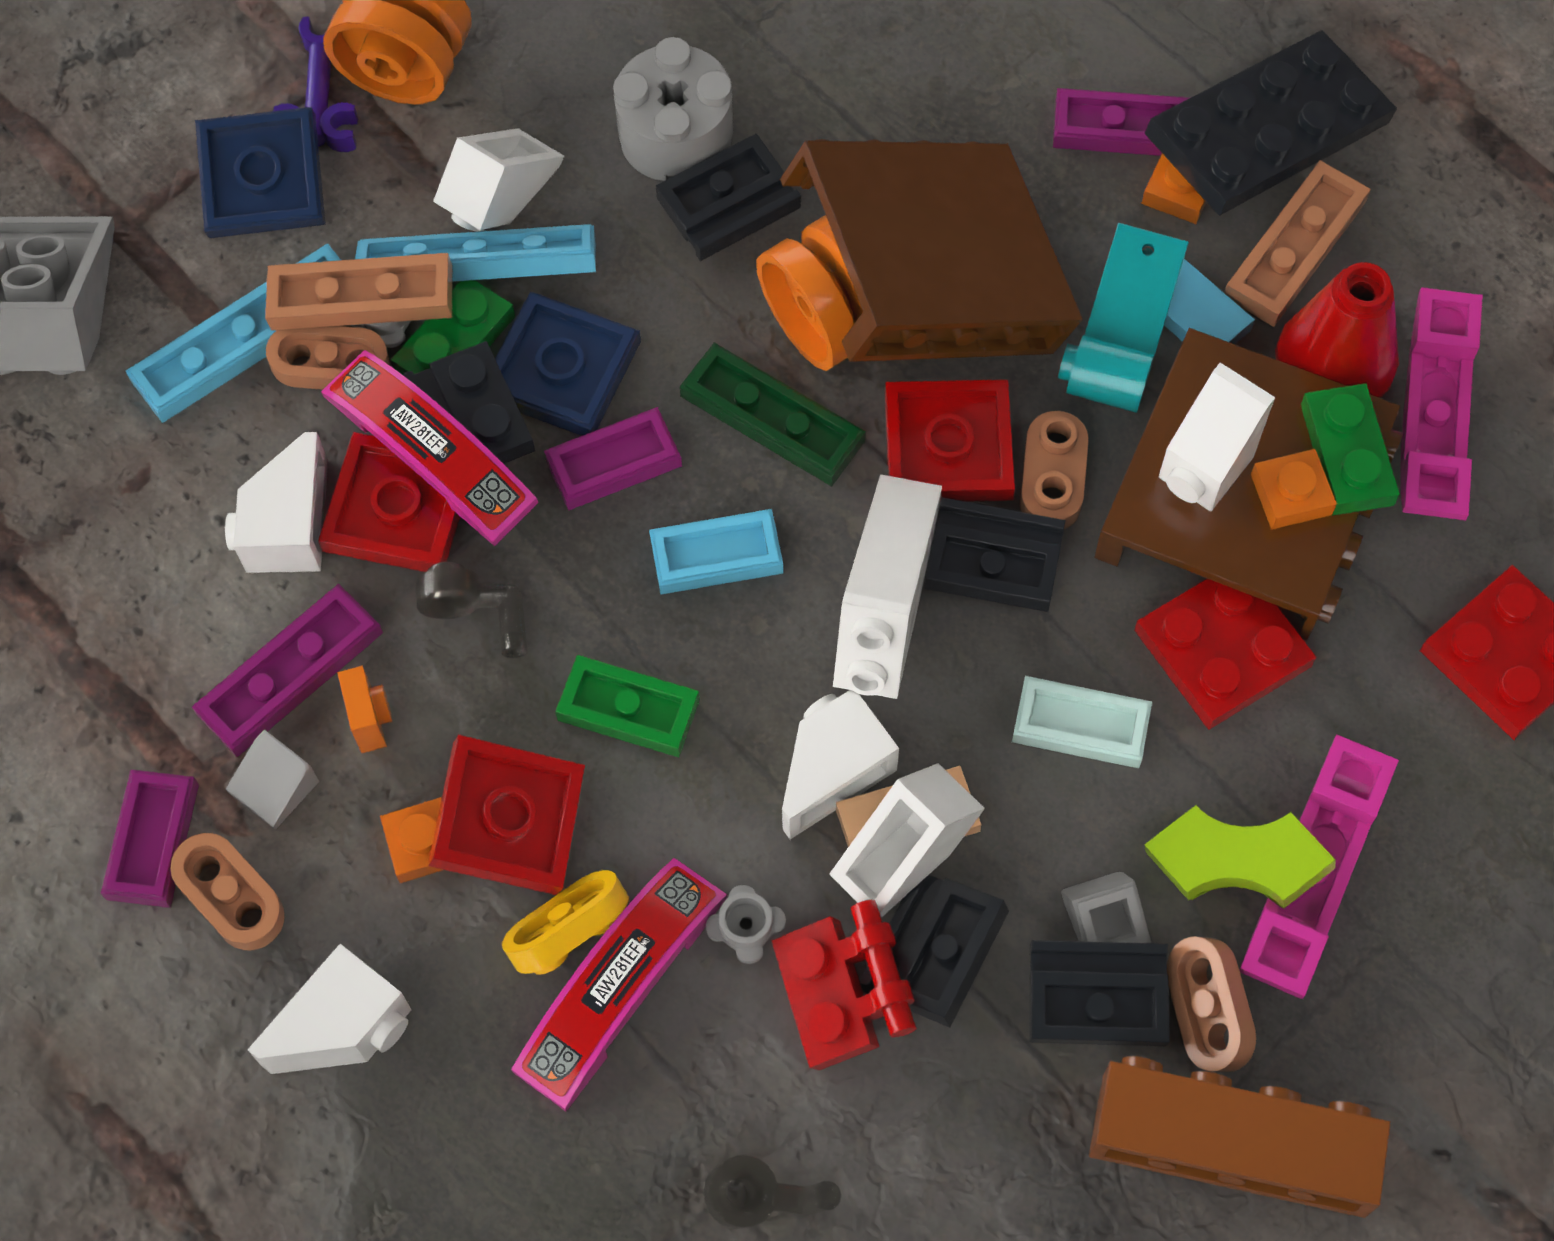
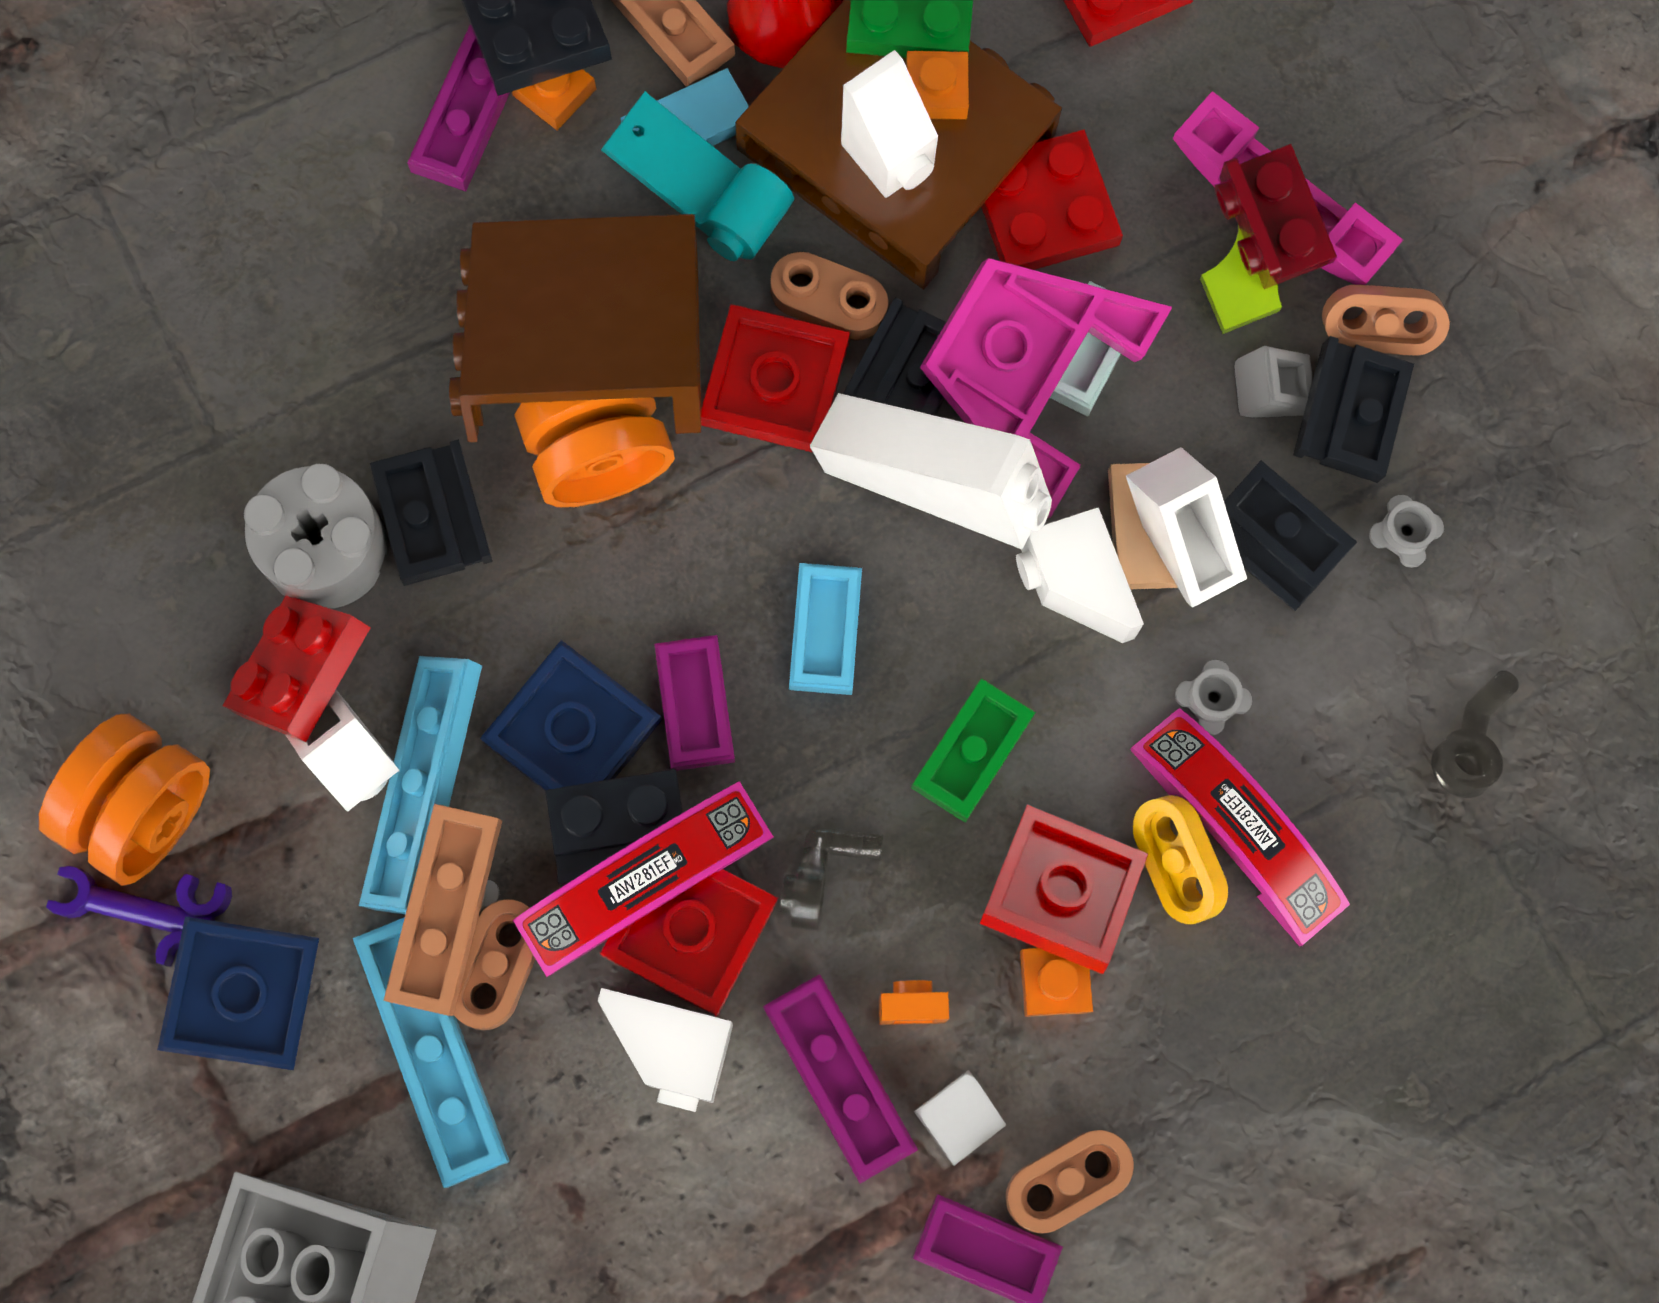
camera: 80 degrees left, 10 degrees up
(334, 1019) = (1227, 1098): white slope -> none
(476, 318) = (524, 845): green plate -> none
(548, 125) = (295, 667): none -> red plate
(772, 414) = (689, 537): dark green tile -> none
(826, 991) = (1300, 641): red plate -> none
(978, 1063) = (1419, 518): none -> light grey plate
(1040, 630) = (1015, 342): none -> dark pink wing
(1241, 1137) = (1512, 334): dark orange brick -> none
(1273, 846) = (1275, 216): none -> dark red bracket

